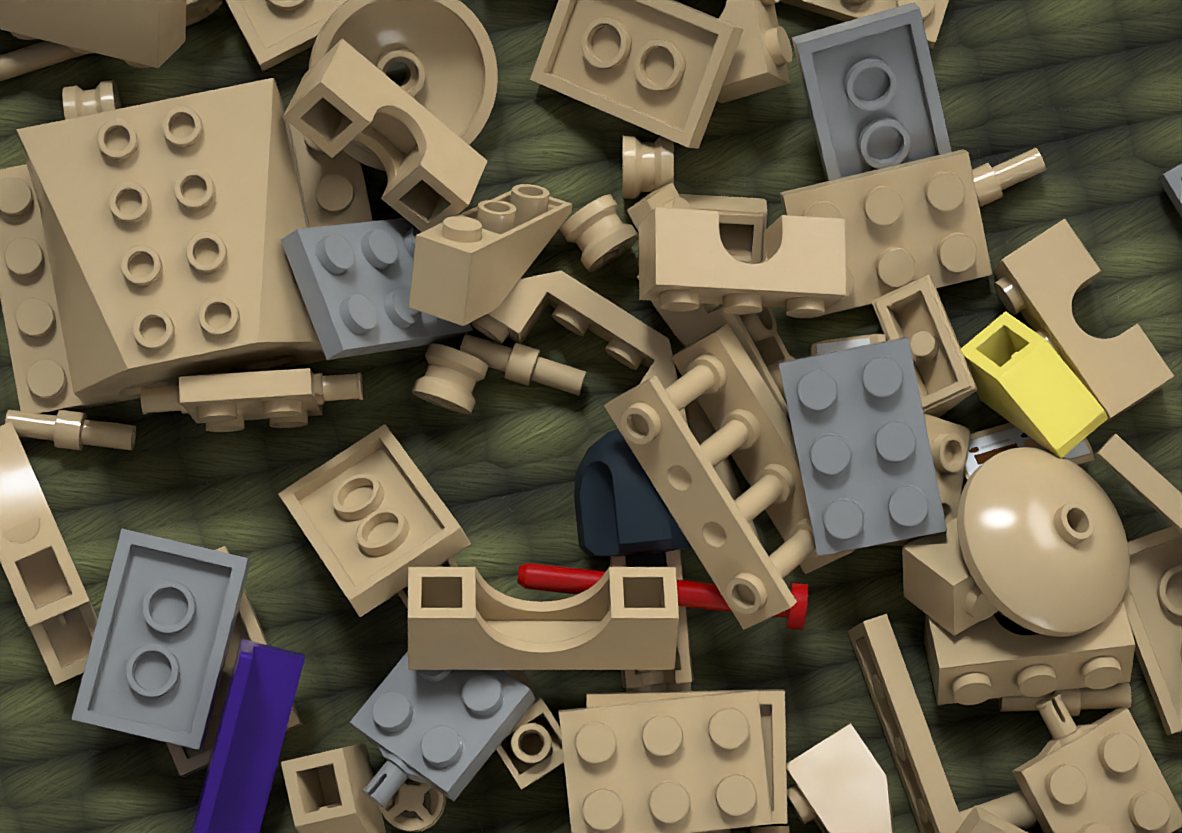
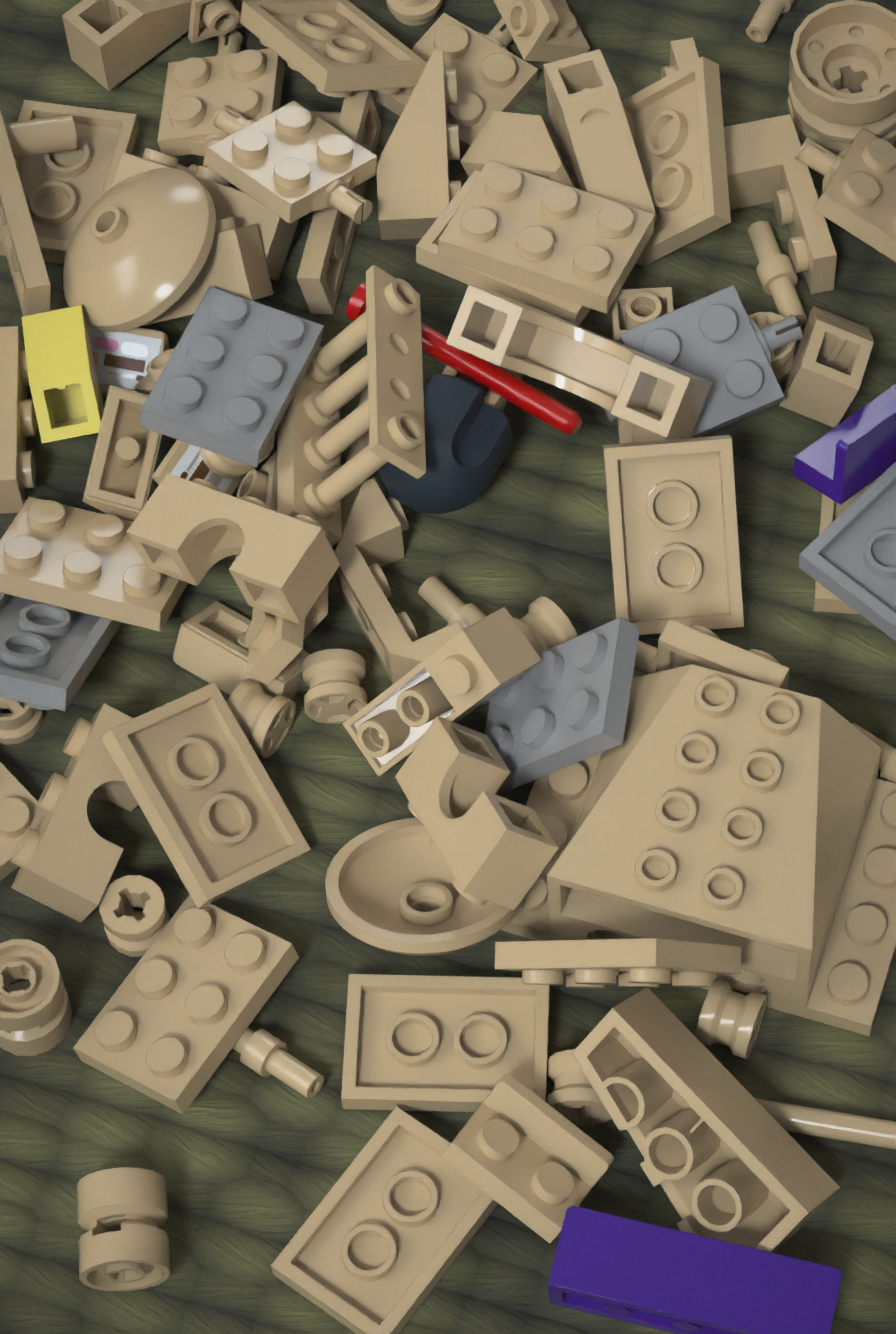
camera: 145 degrees left, 20 degrees down
(186, 53) = (634, 961): none -> tan plate
(964, 723) = (292, 162): none -> tan plate

